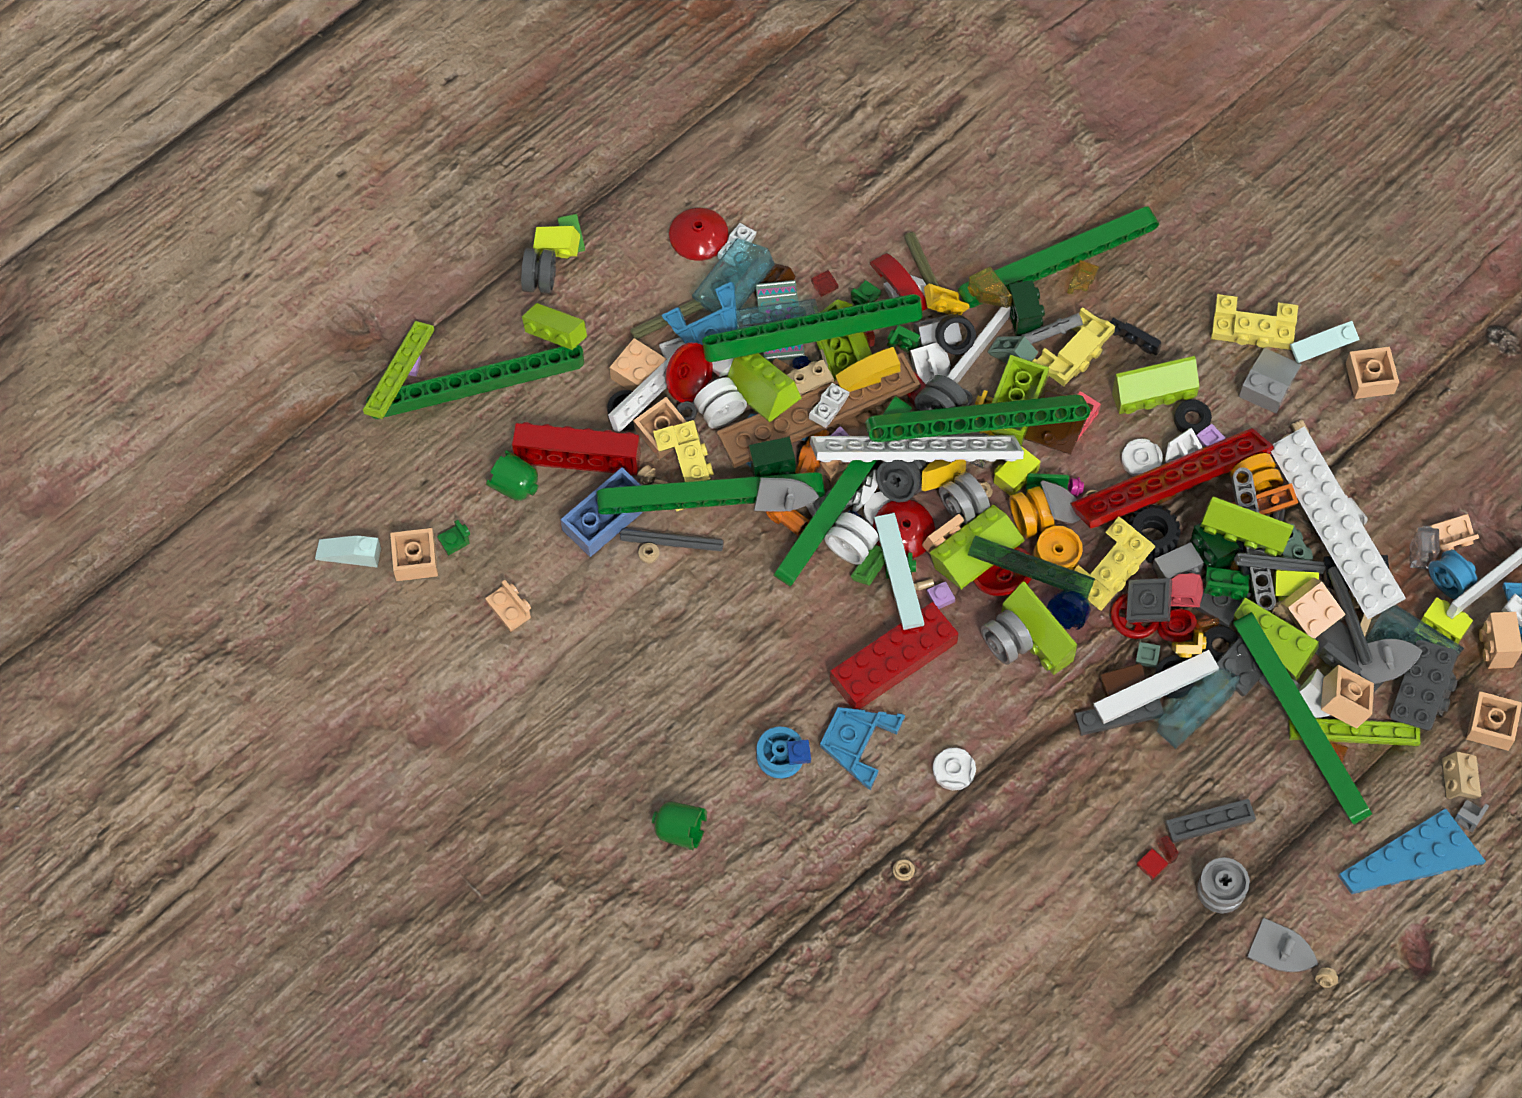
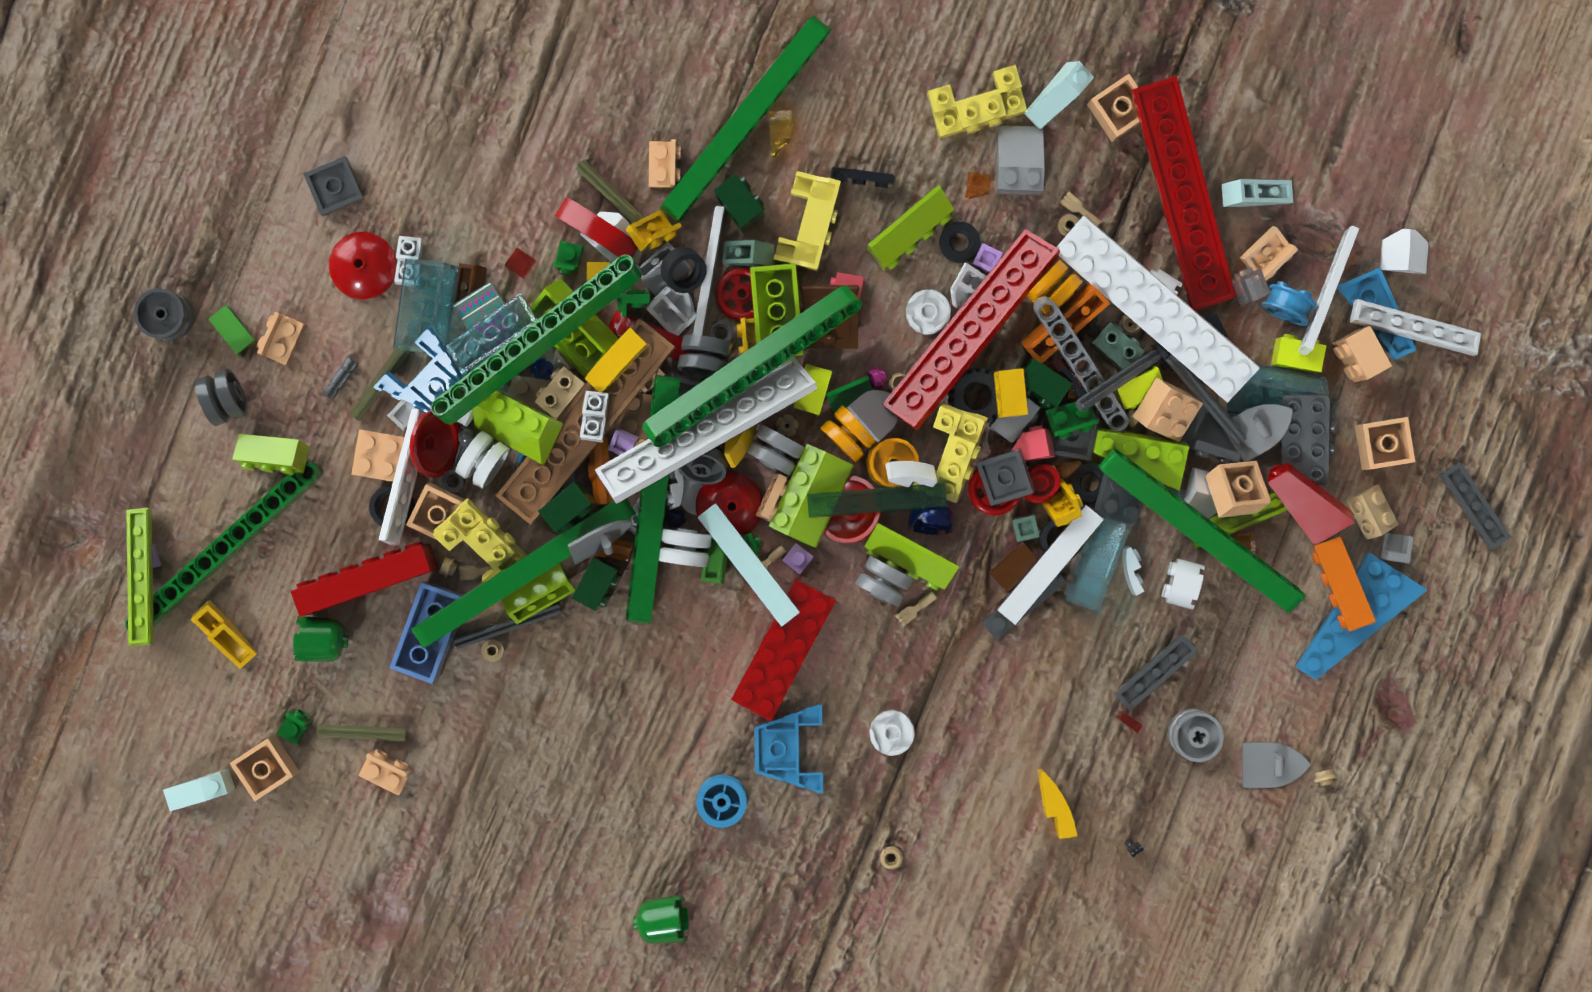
camera: 30 degrees left, 25 degrees up
(438, 444) = (223, 634): none -> yellow slope
(506, 568) = (362, 732): none -> olive axle
(526, 197) = (150, 314): none -> dark grey wheel
(558, 238) = (222, 351): neon yellow brick -> none
(606, 254) = (280, 338): none -> light nougat bracket
(637, 302) = (340, 378): none -> dark grey axle
(707, 169) = (334, 186): none -> dark grey plate
(711, 521) = (538, 594): none -> lime brick
(764, 534) = (597, 583): none -> dark green brick
(798, 752) = (741, 800): blue plate -> none
(976, 259) = (663, 164): none -> light nougat bracket
(976, 375) = (723, 296): none -> red plate
(989, 288) = (693, 200): clear yellow slope -> none
(1017, 680) = (910, 612): none -> tan piece
(1055, 328) = (777, 212): light grey pin -> none
(1064, 553) = (906, 472): none -> white slope
(1071, 891) = (1056, 806): none -> yellow slope
(1124, 950) = (1133, 848): none -> black piece
(1152, 864) = (1119, 740): red tile -> none
(1183, 532) = (1010, 393): none -> yellow hinge
(1226, 382) = (977, 185): none -> clear orange slope
(1226, 727) = (1131, 563): none -> white slope
(1246, 526) = (1074, 365): lime slope -> none
(1266, 754) = (1183, 583): none -> white brick
(1311, 533) = (1129, 330): none -> tan plate
(1398, 454) = (1183, 193): none -> red plate
(1405, 737) = (1310, 505): none -> slope
(1409, 817) = (1343, 584): none -> orange brick
(1461, 483) = (1256, 192): none -> light aqua slope

